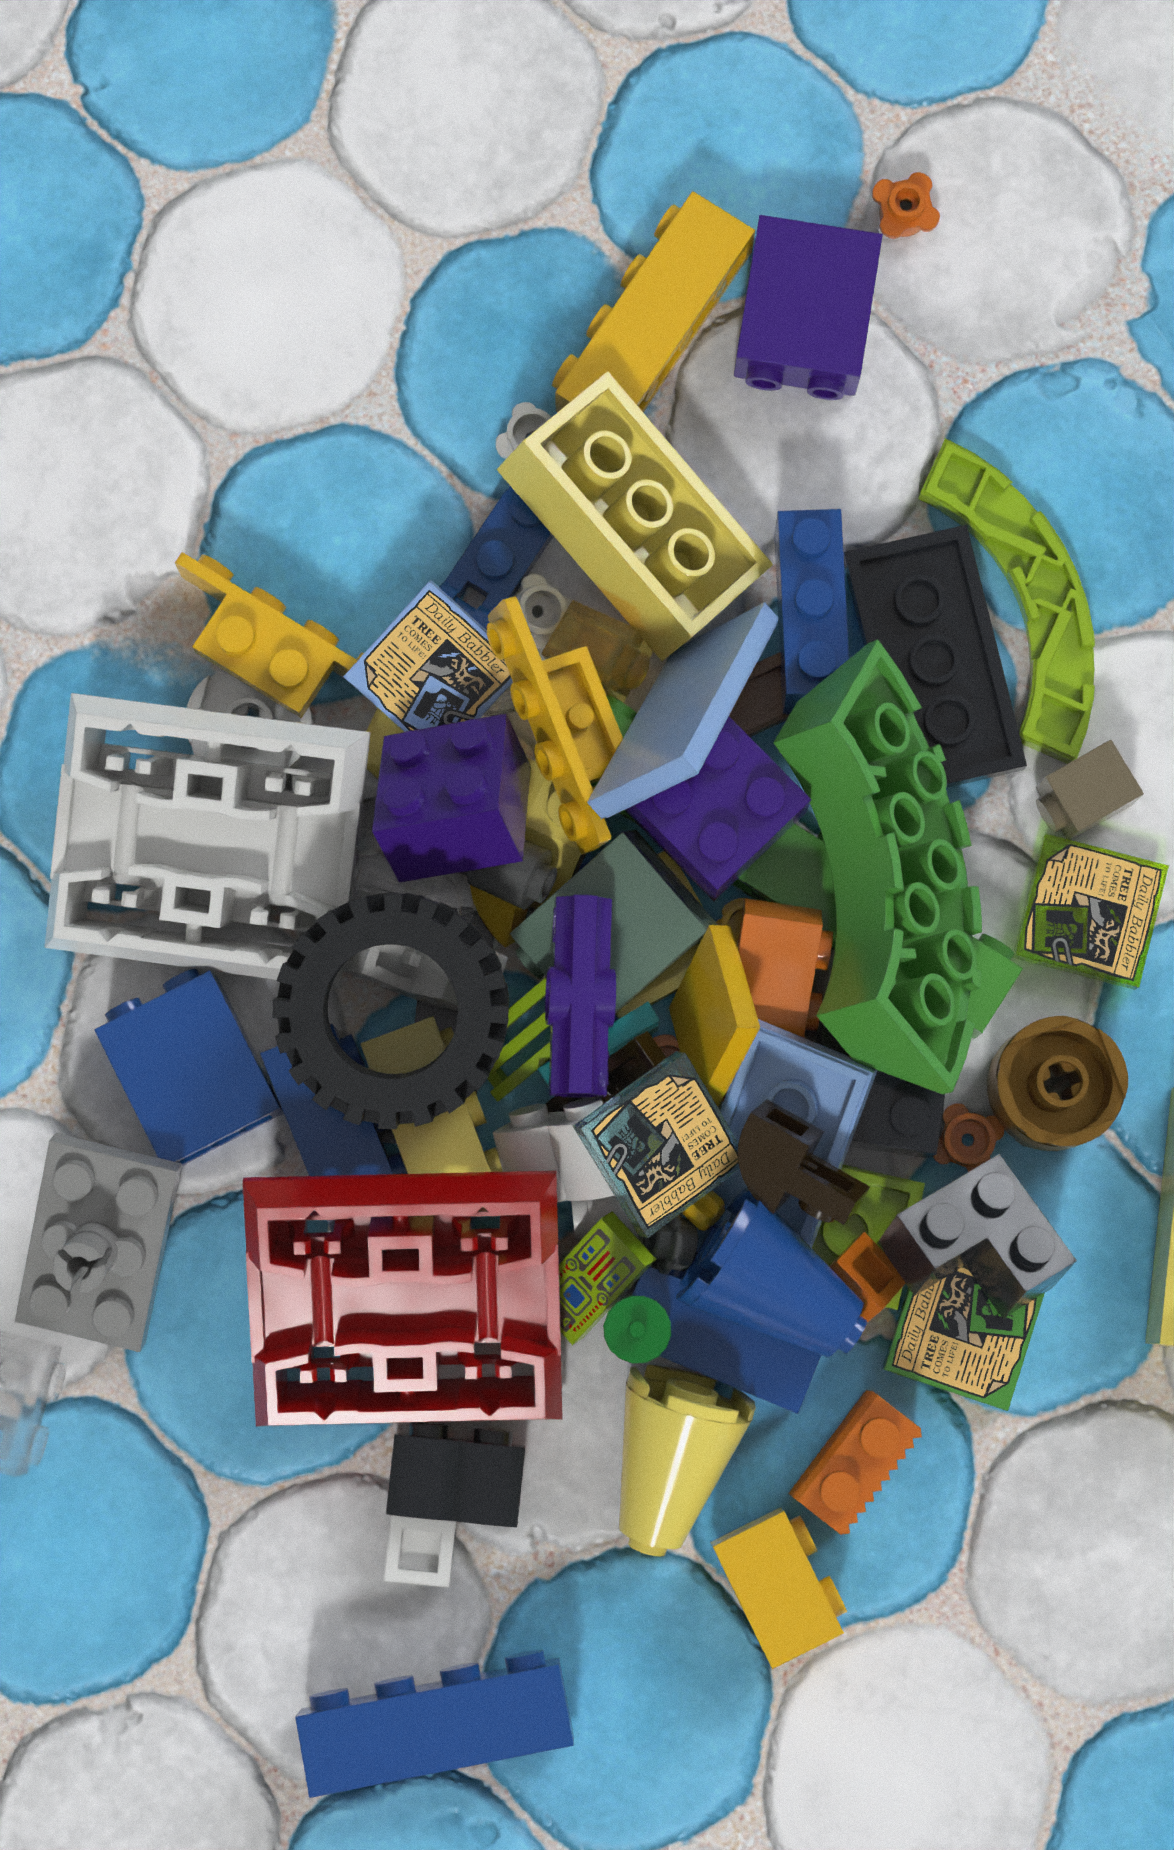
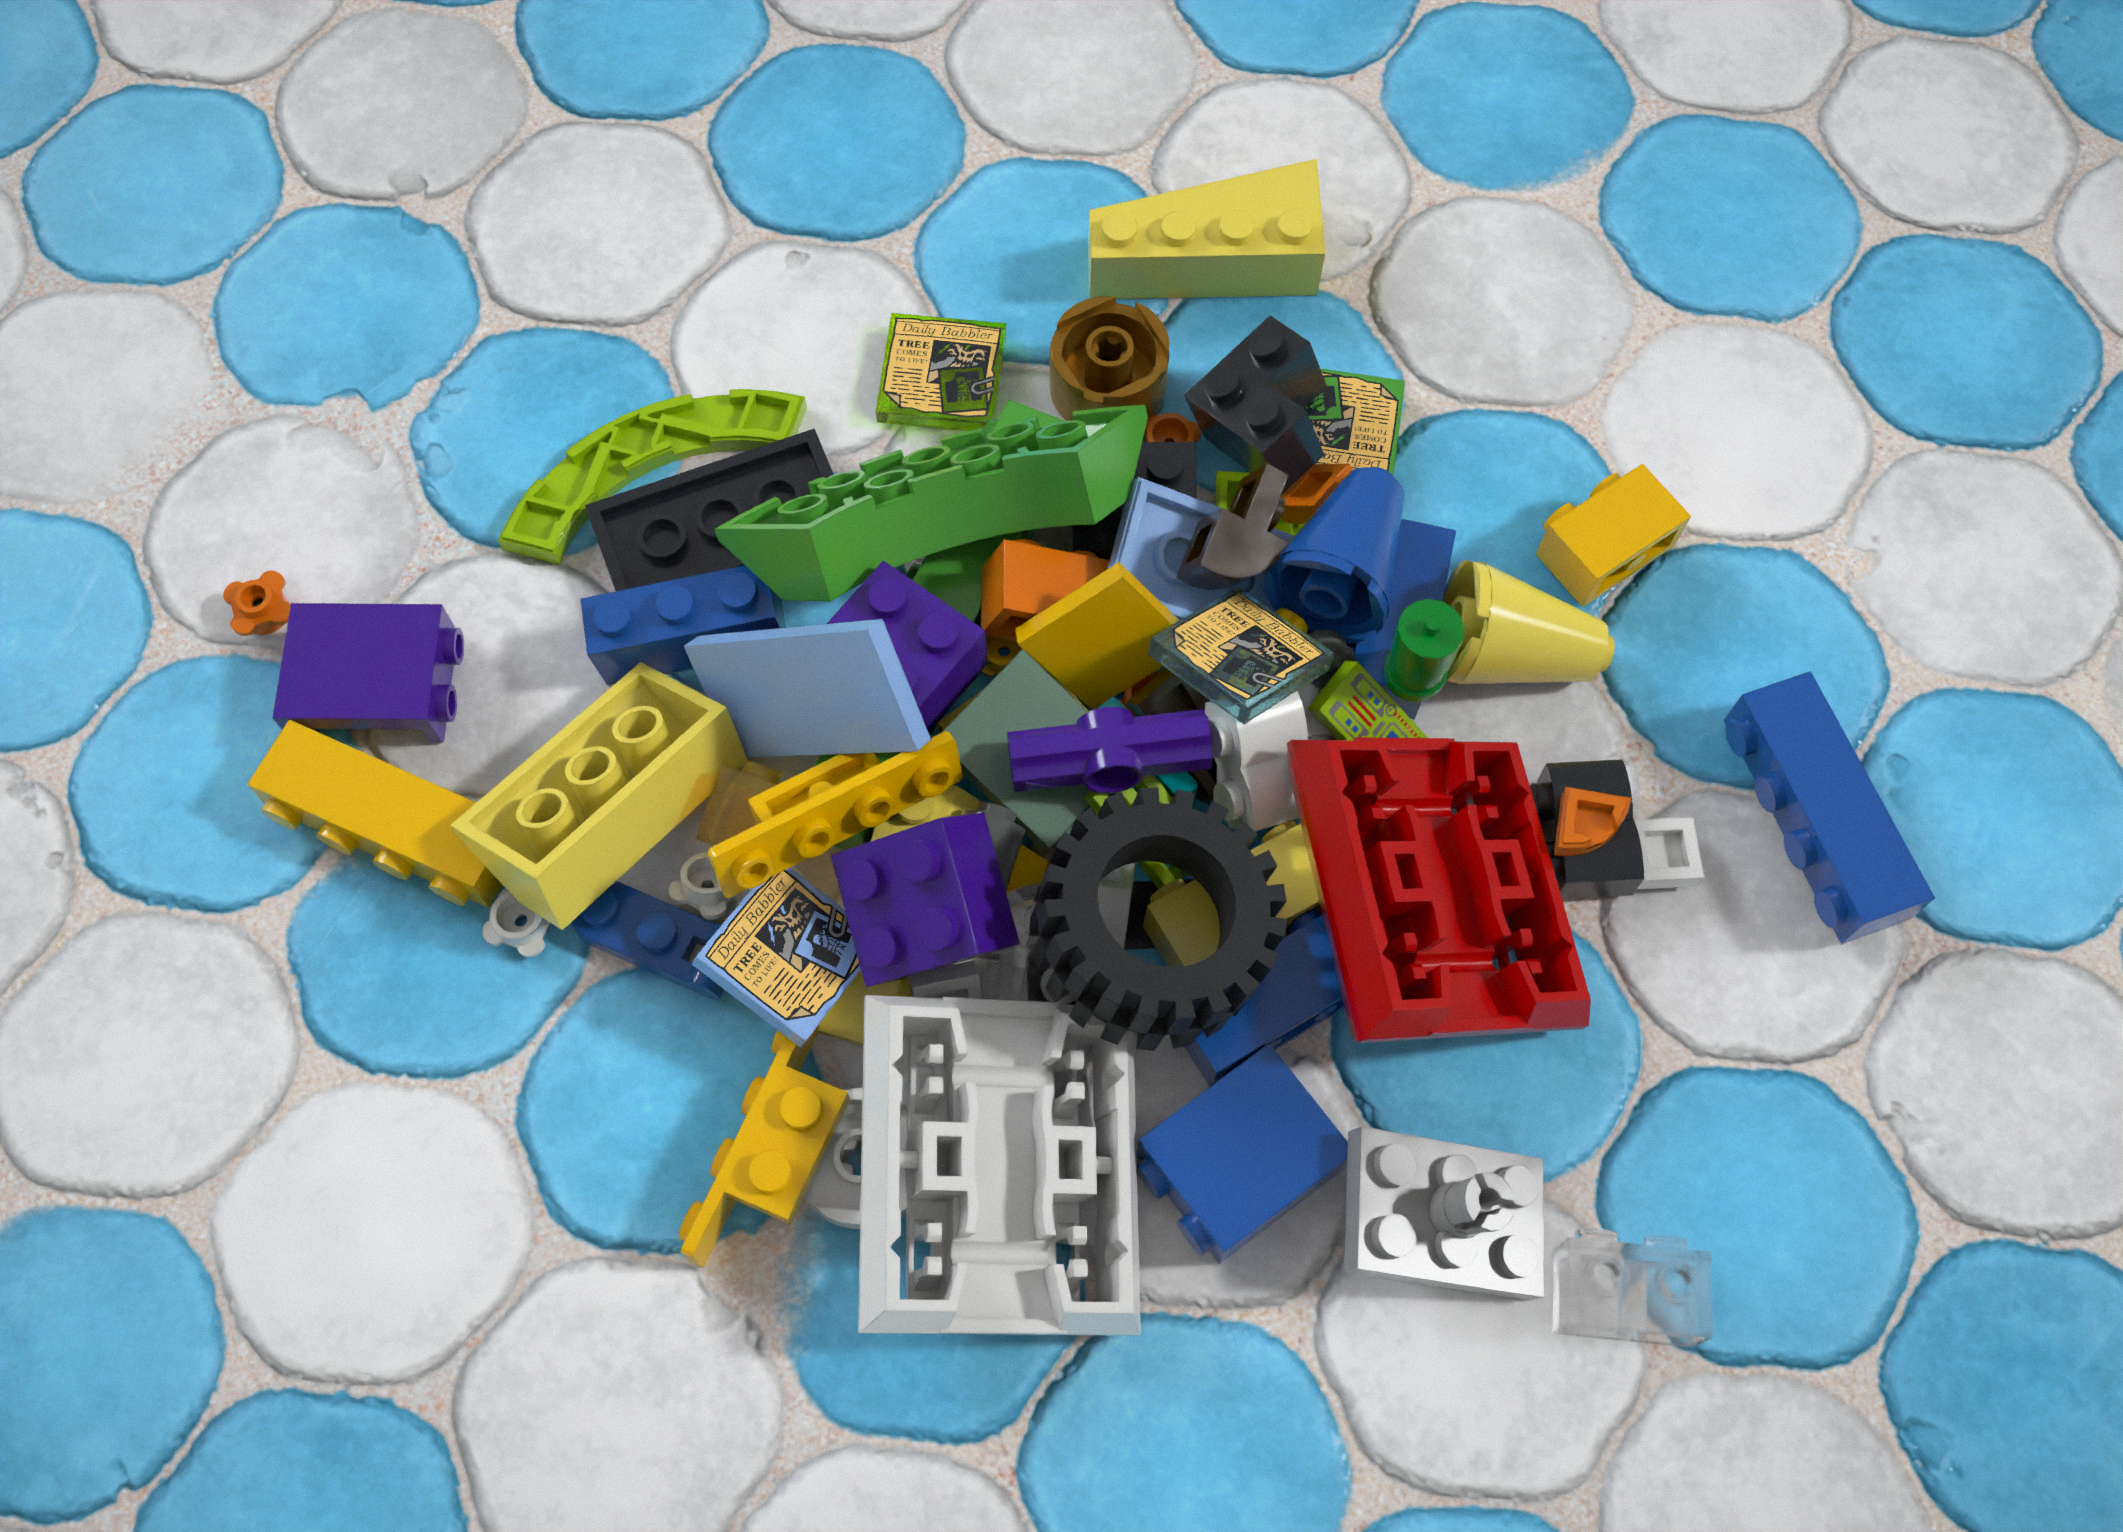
camera: 100 degrees left, 15 degrees down
(447, 1467) = (1587, 820): none -> orange tile
(855, 1462) = (1483, 487): orange brick -> none
(1087, 791) = (832, 378): dark tan brick -> none

